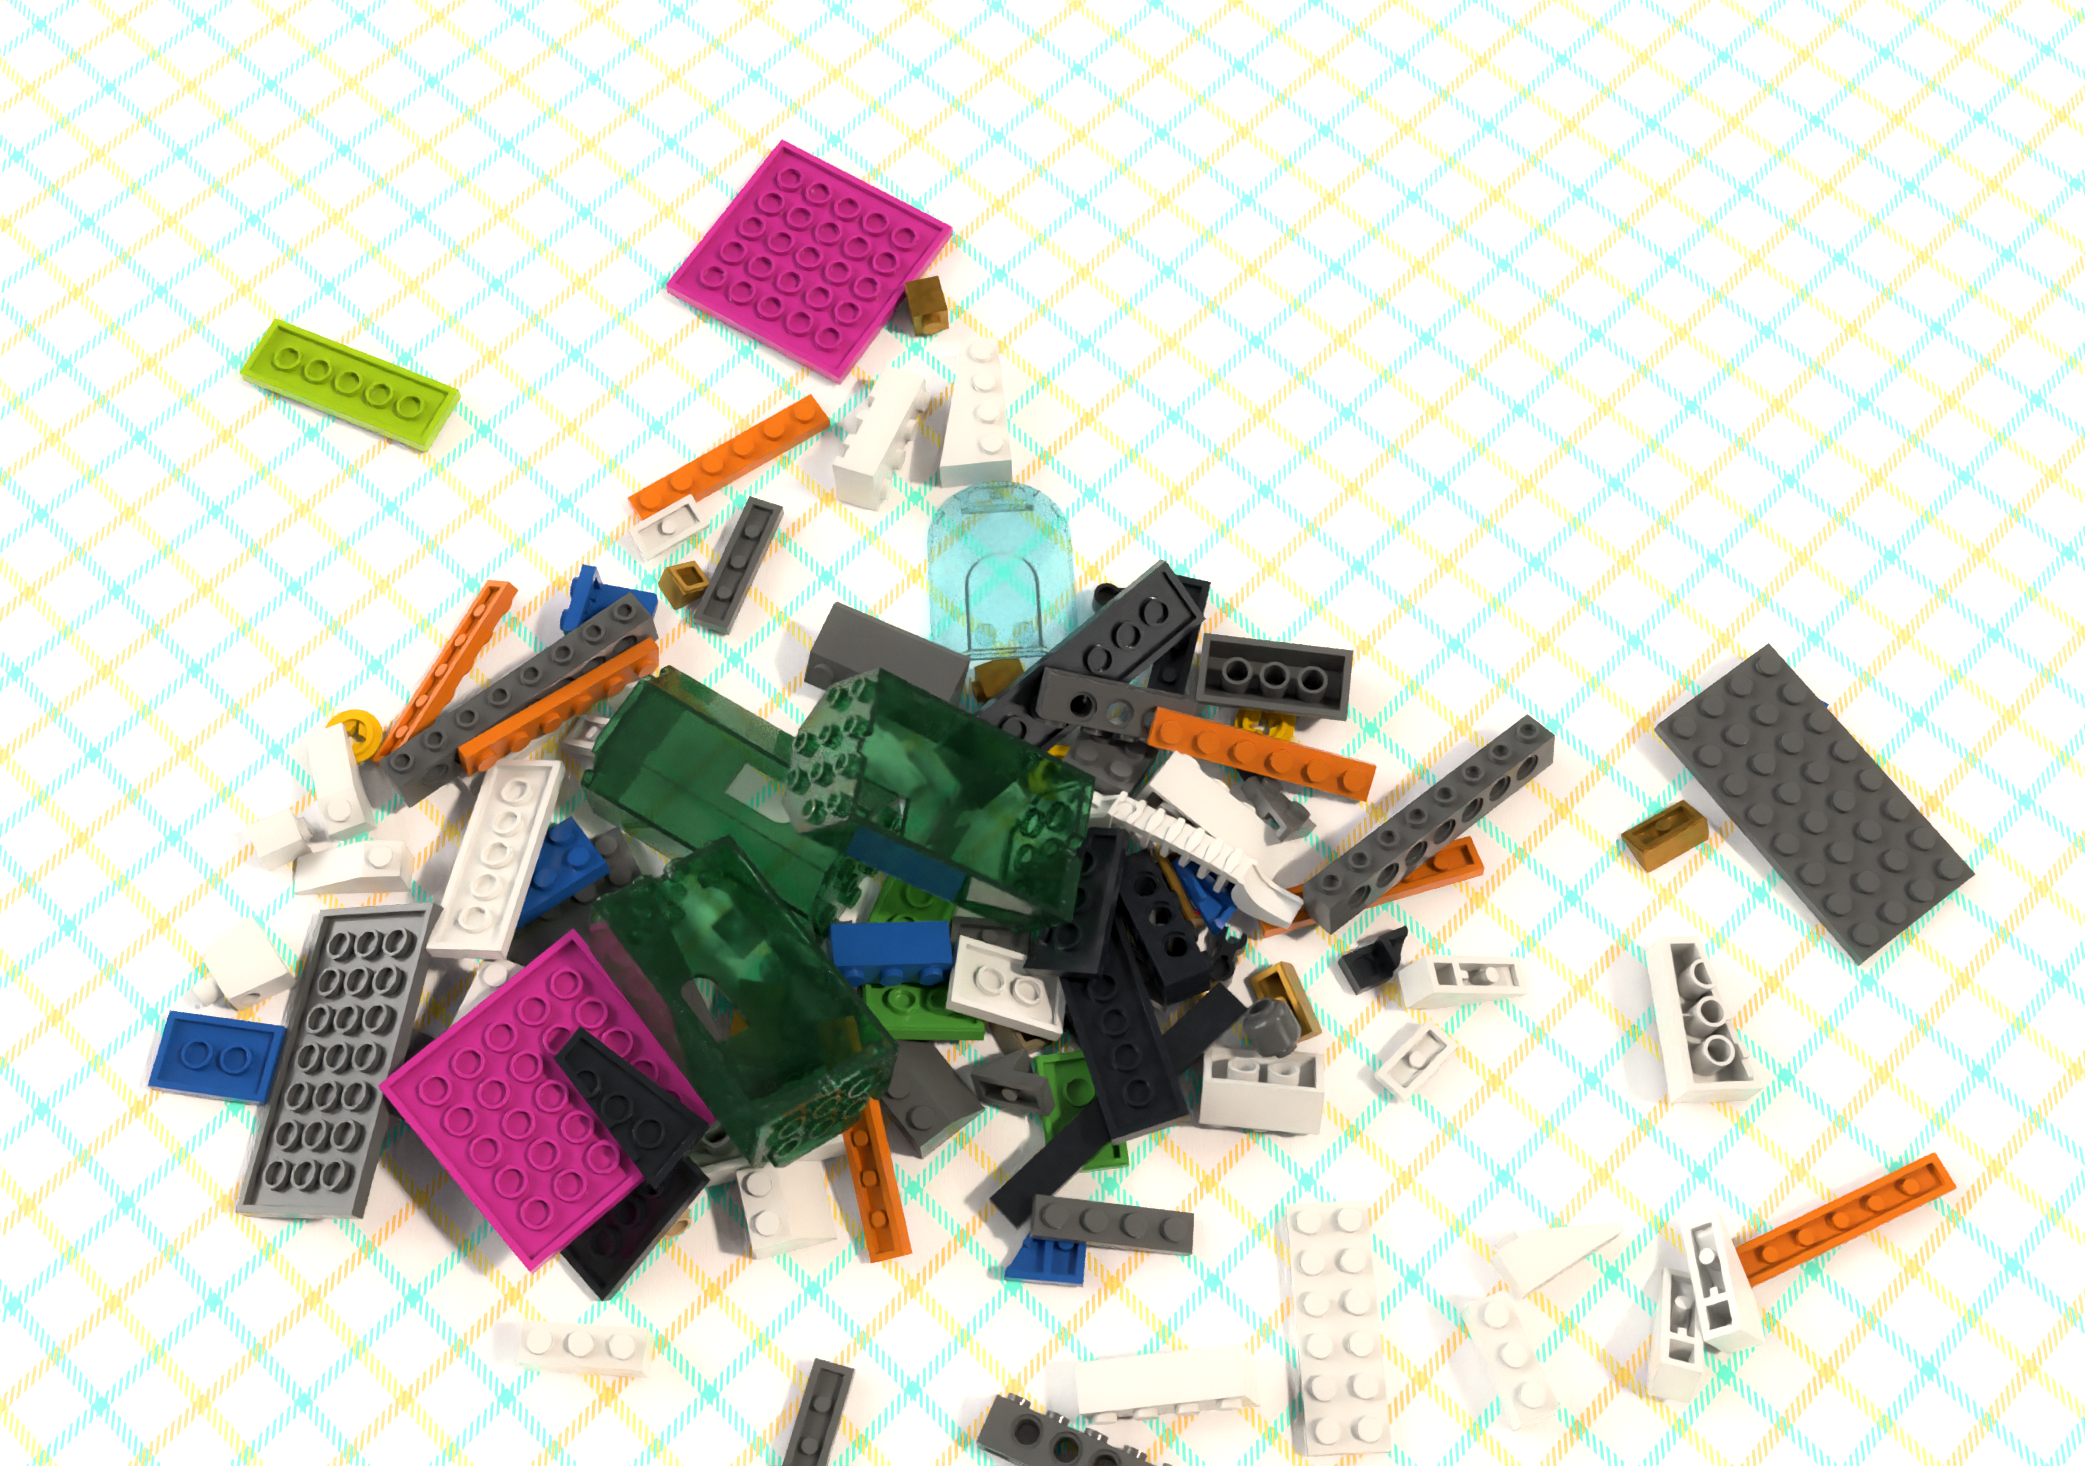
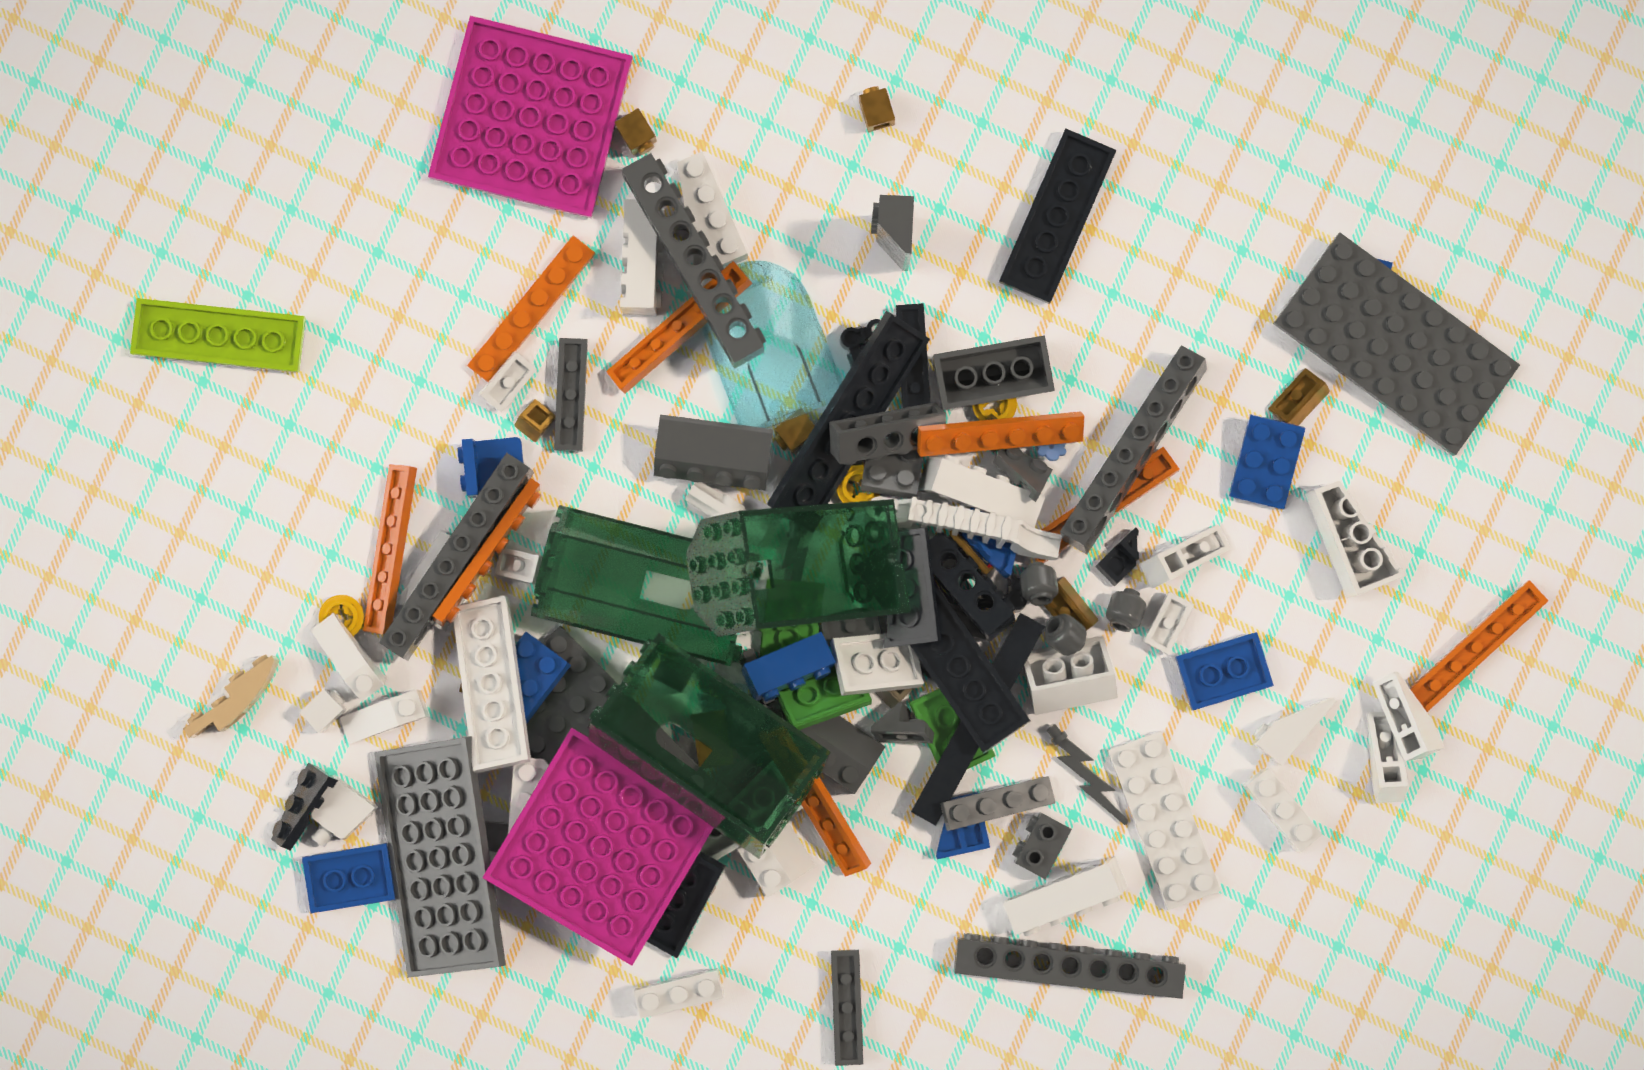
camera: 20 degrees left, 20 degrees up
(167, 970) = (306, 797): none -> black wing
(192, 789) = (243, 691): none -> tan slope
(637, 1112) = (664, 841): black wing -> none
(898, 523) = (669, 335): none -> orange plate
(929, 388) = (649, 170): none -> dark grey brick
(1155, 1303) = (1041, 844): none -> dark grey brick
(1202, 467) = (894, 227): none -> dark grey slope
(1222, 359) = (876, 108): none -> pearl gold brick
(1234, 1208) = (1074, 761): none -> dark grey piece
(1255, 953) = (1039, 584): none -> dark grey head
(1321, 800) = (1052, 451): none -> medium blue plant
(1363, 1025) = (1125, 610): none -> dark grey head
(1408, 534) = (1057, 216): none -> black plate
(1476, 1147) = (1224, 671): none -> blue plate
(1604, 894) = (1267, 461): none -> blue plate

